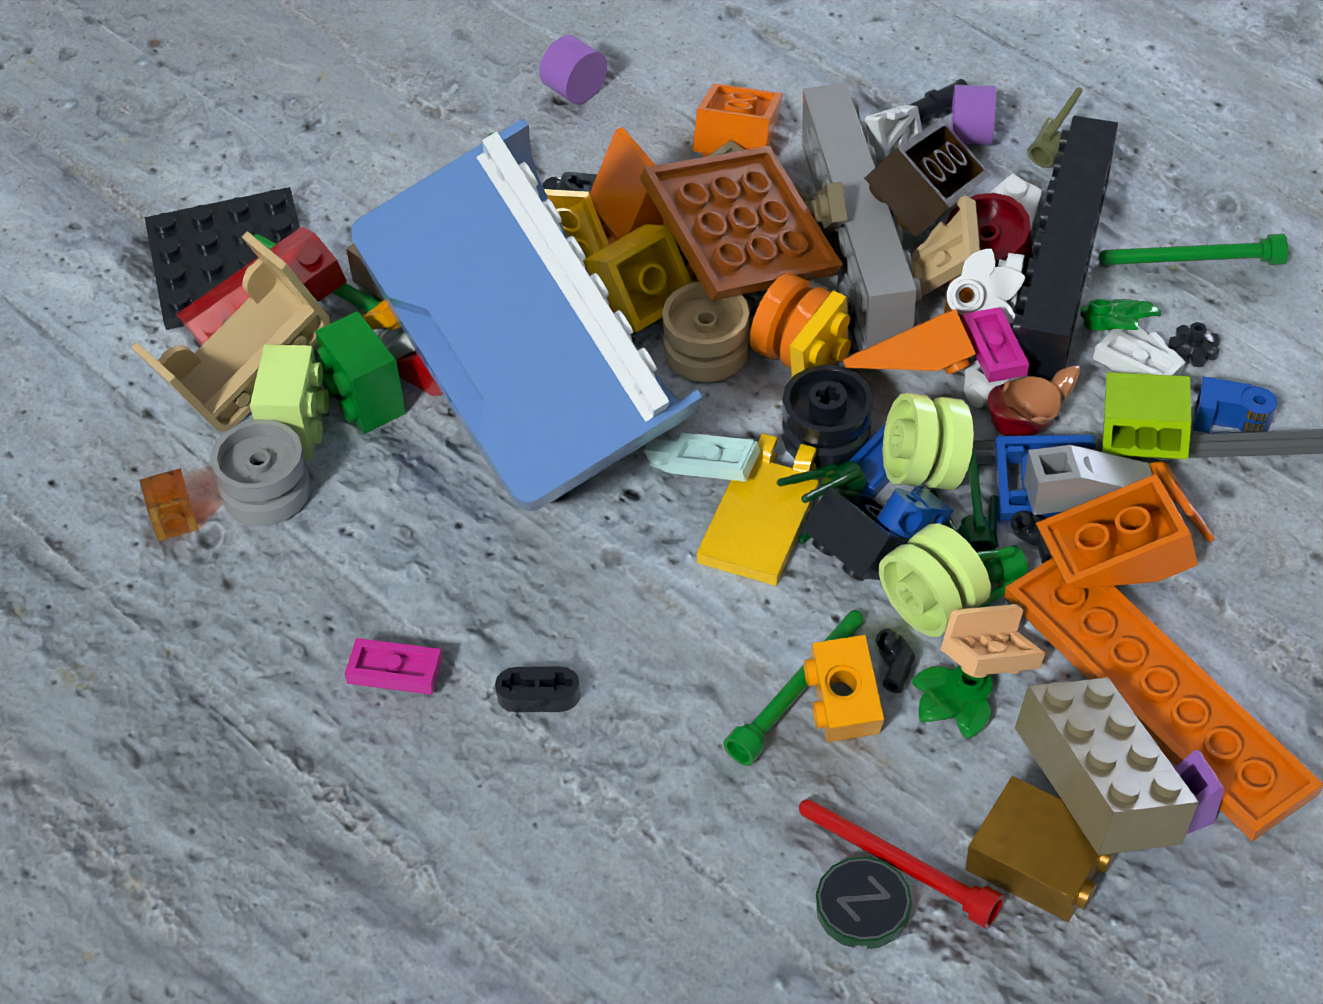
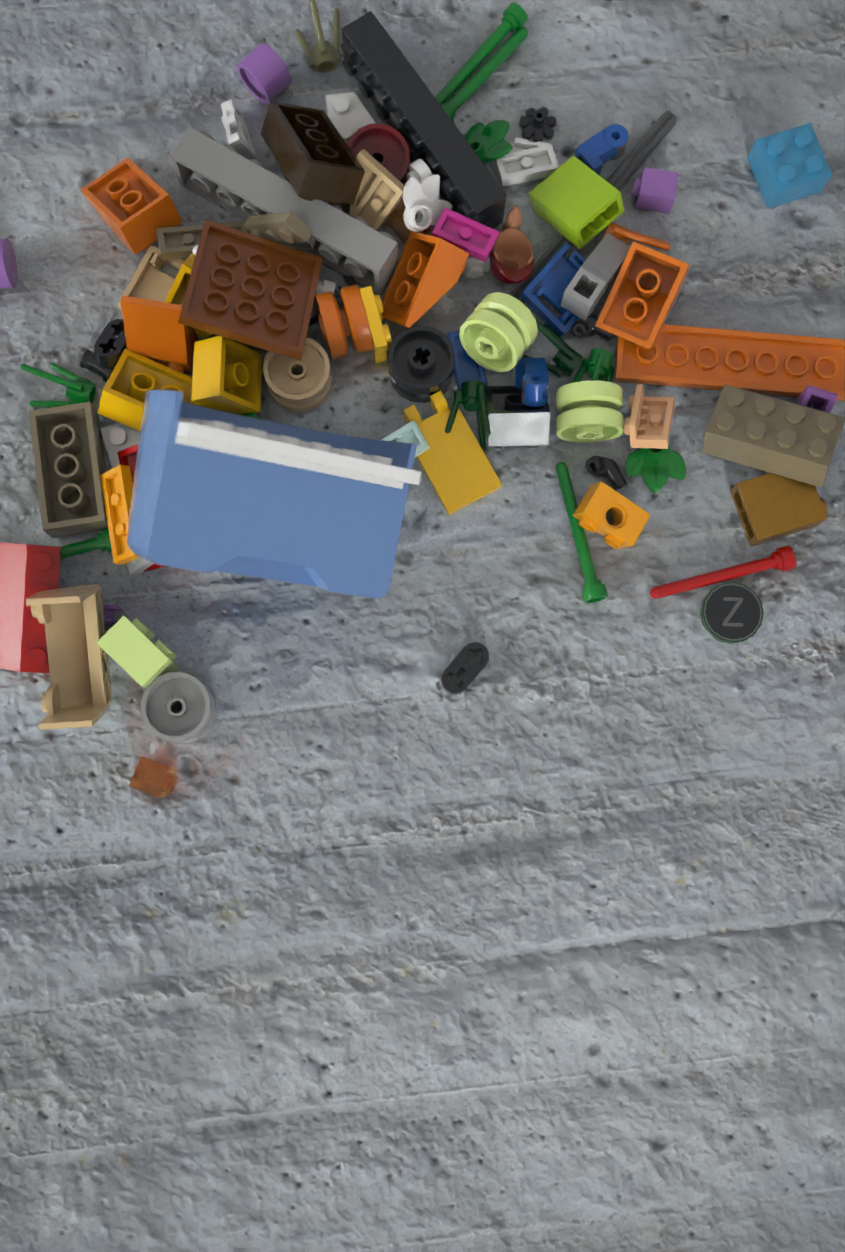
camera: 55 degrees left, 30 degrees up
(359, 372) = (152, 596): green brick -> none
(394, 666) = (385, 733): dark pink plate -> none
(936, 102) = (226, 79): black pin -> none
(1107, 266) = (486, 70): none -> green piece
(1251, 479) = (655, 190): none -> medium lavender brick

